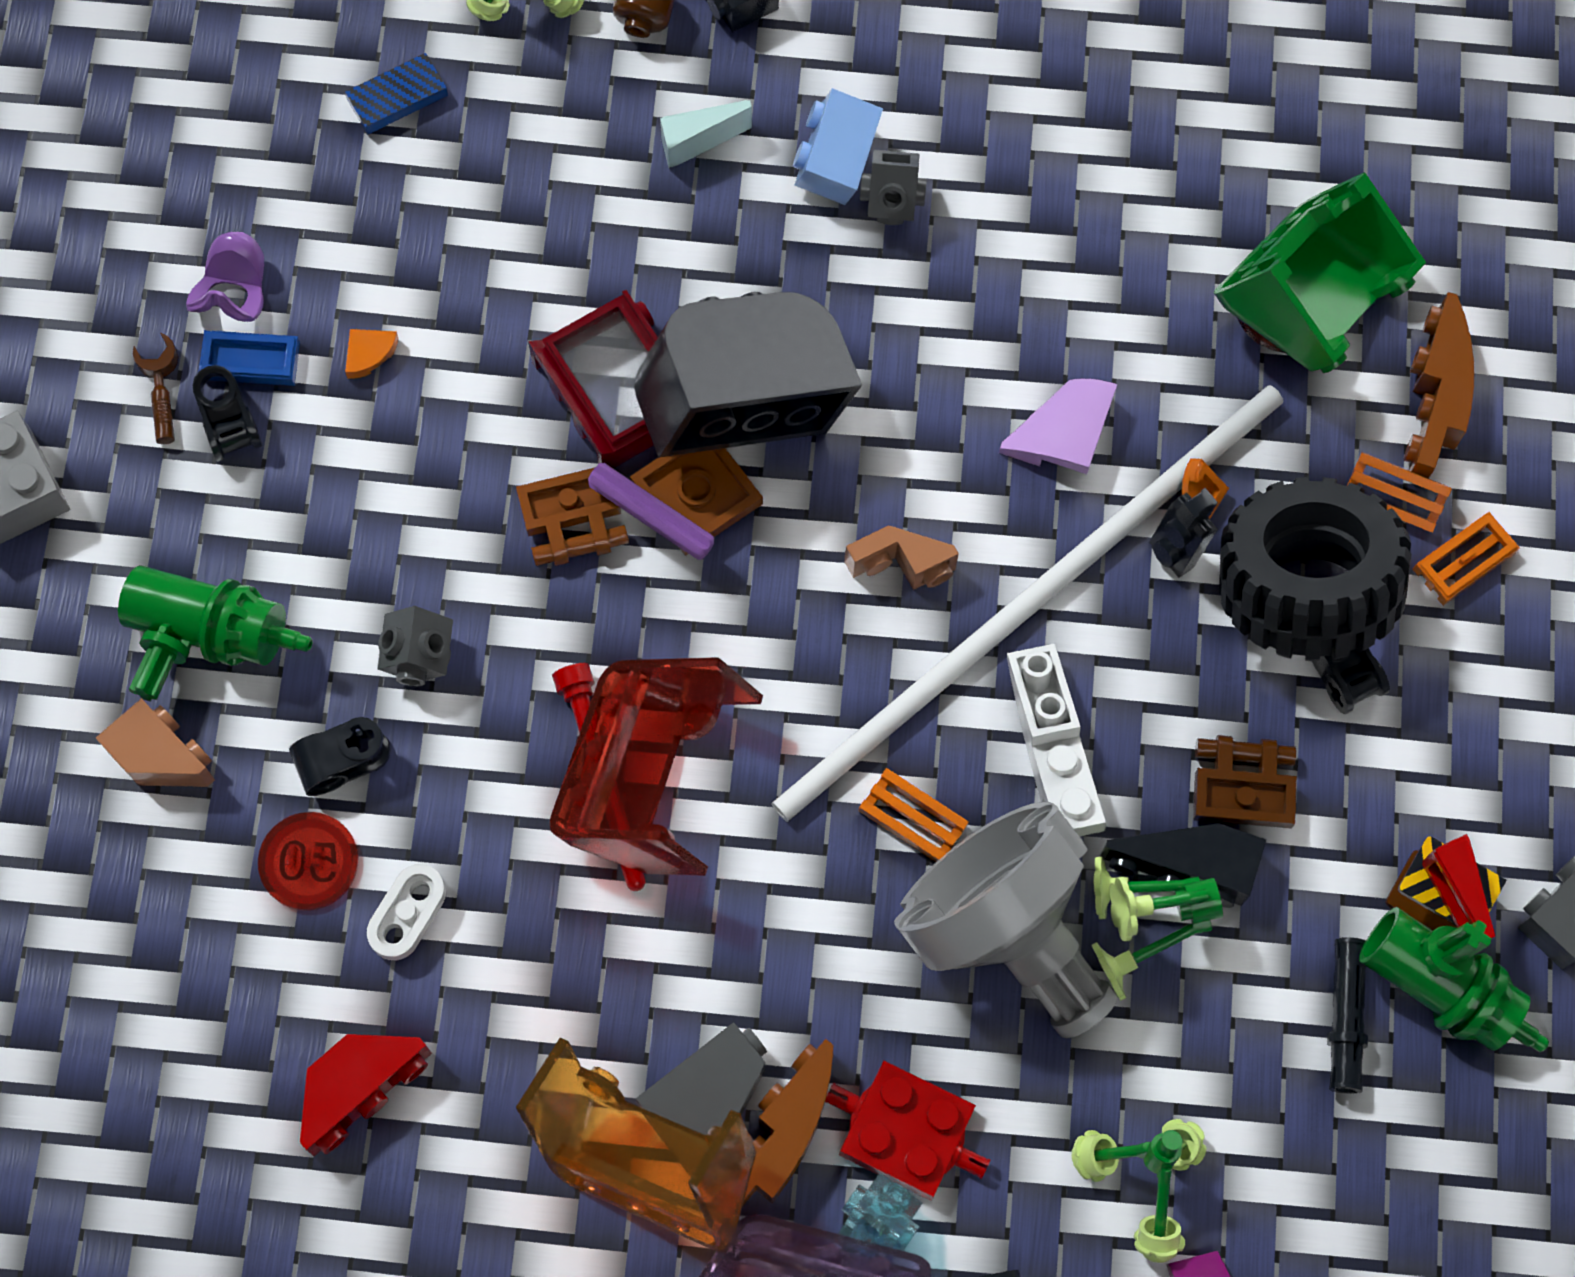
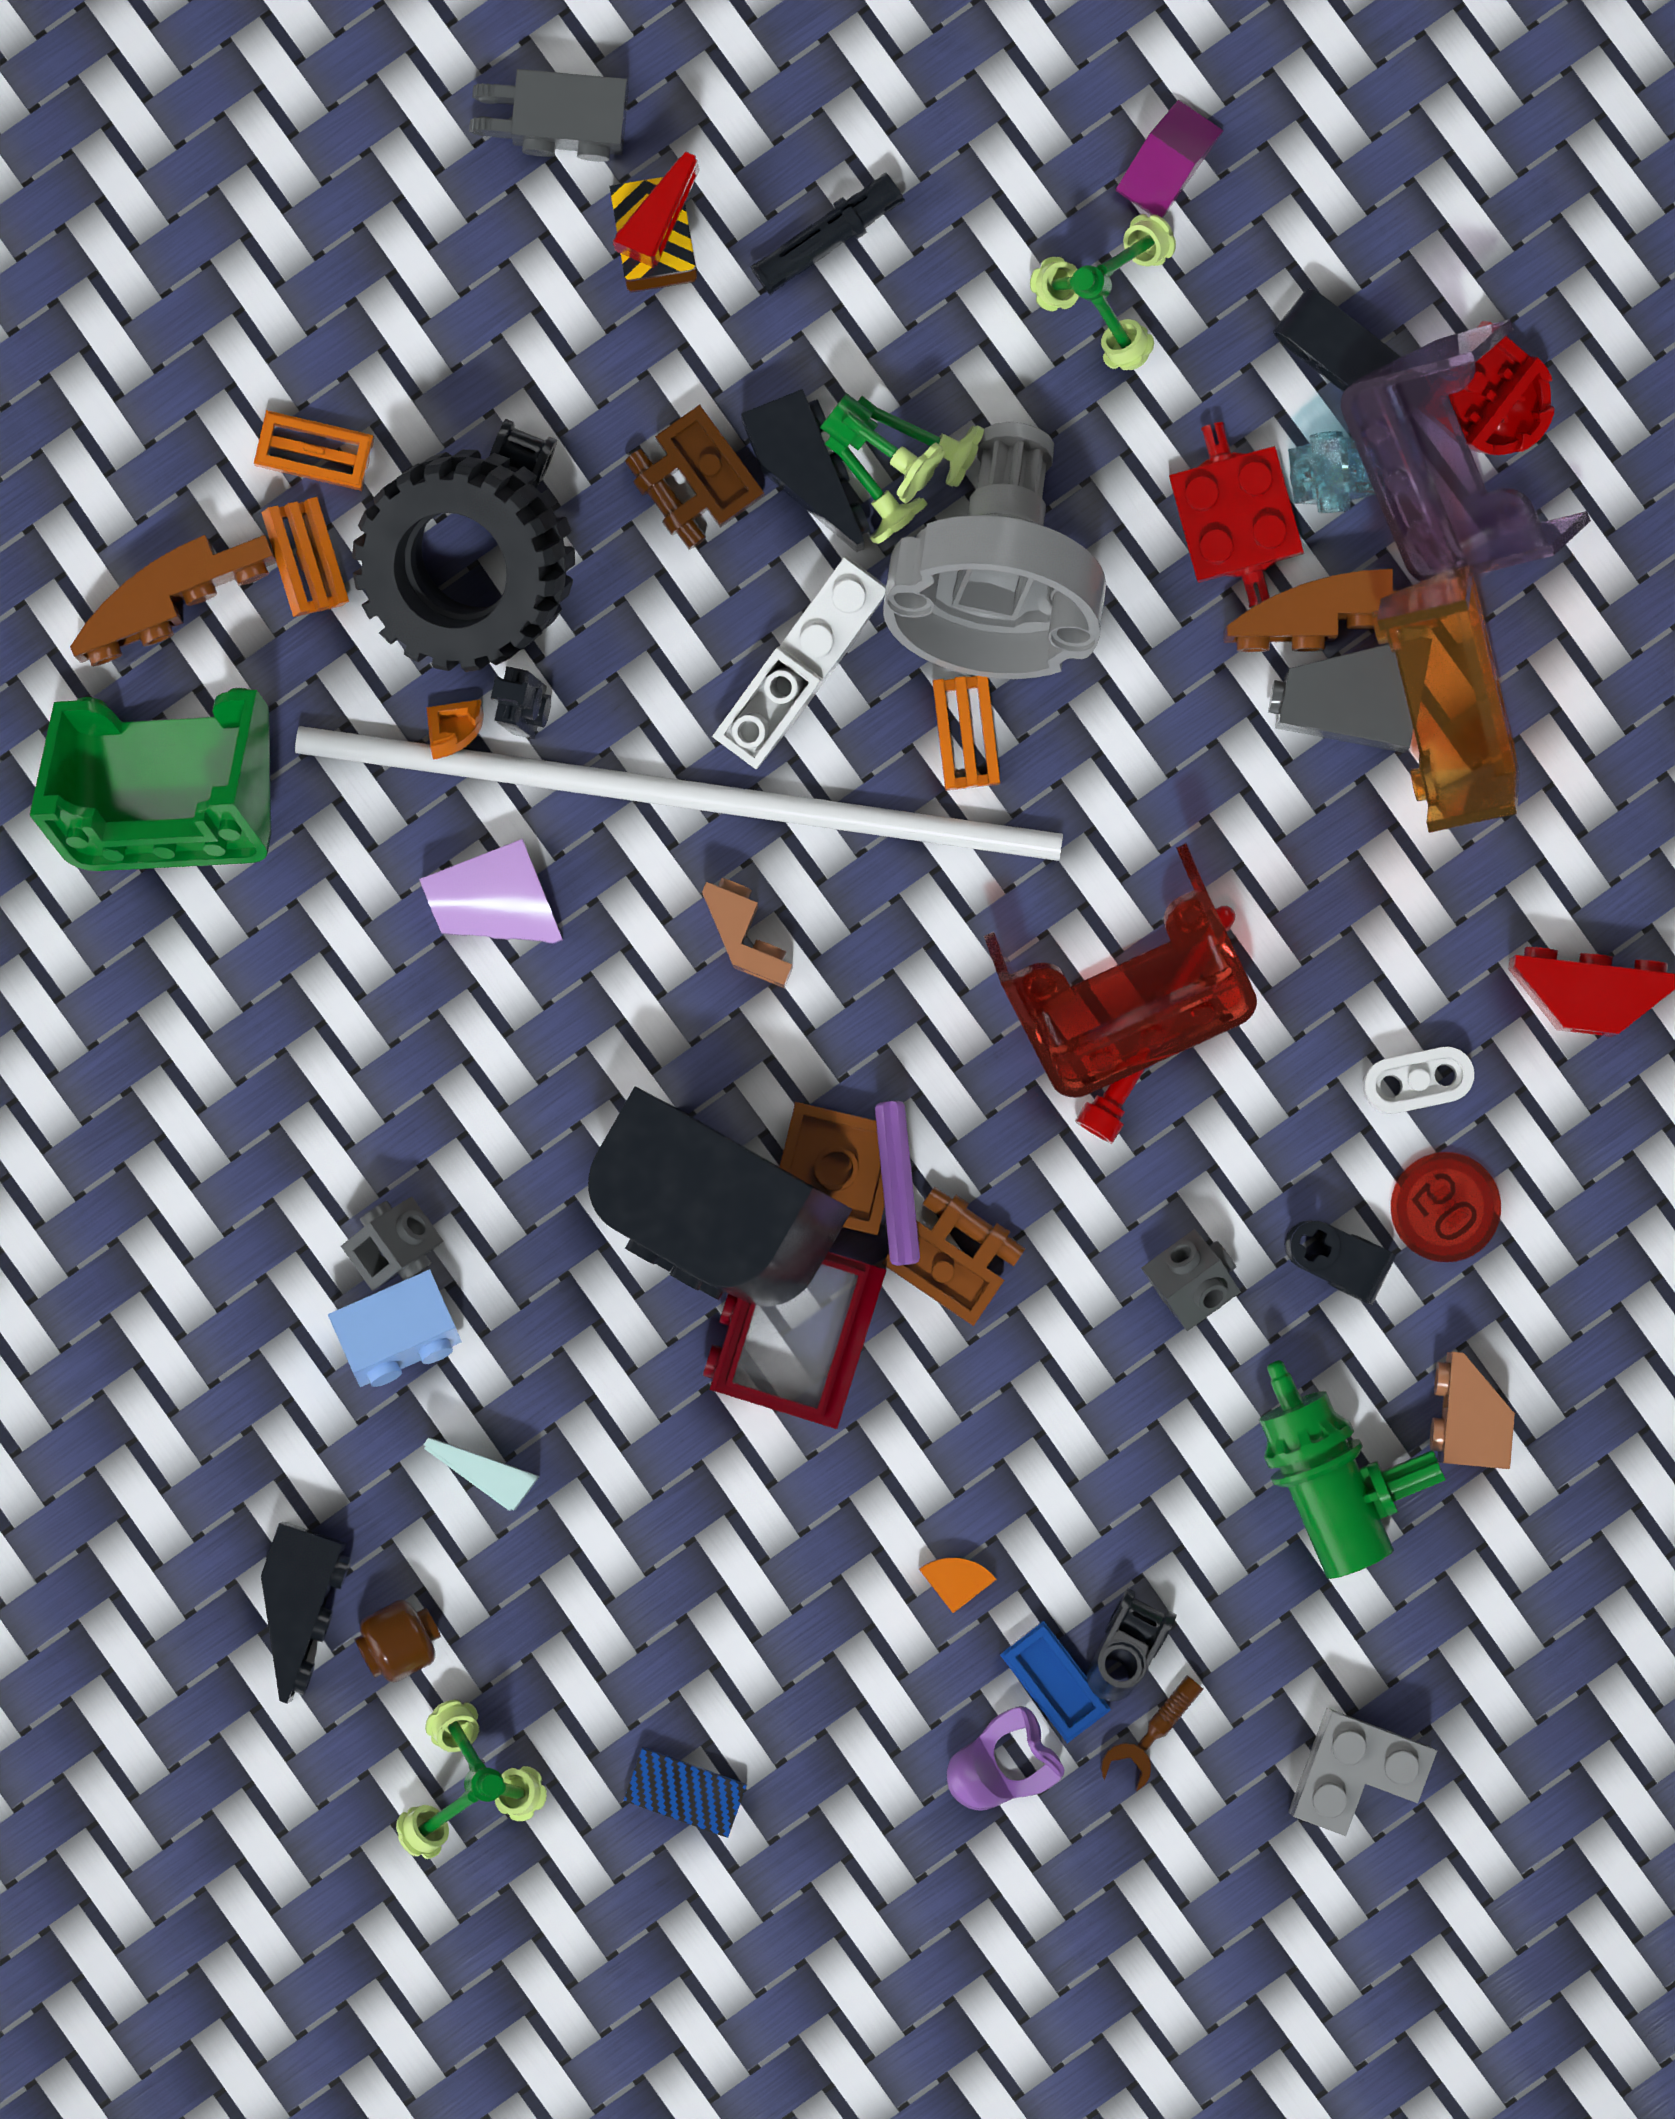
camera: 130 degrees left, 15 degrees up
(1445, 975) = (733, 168): green piece -> none

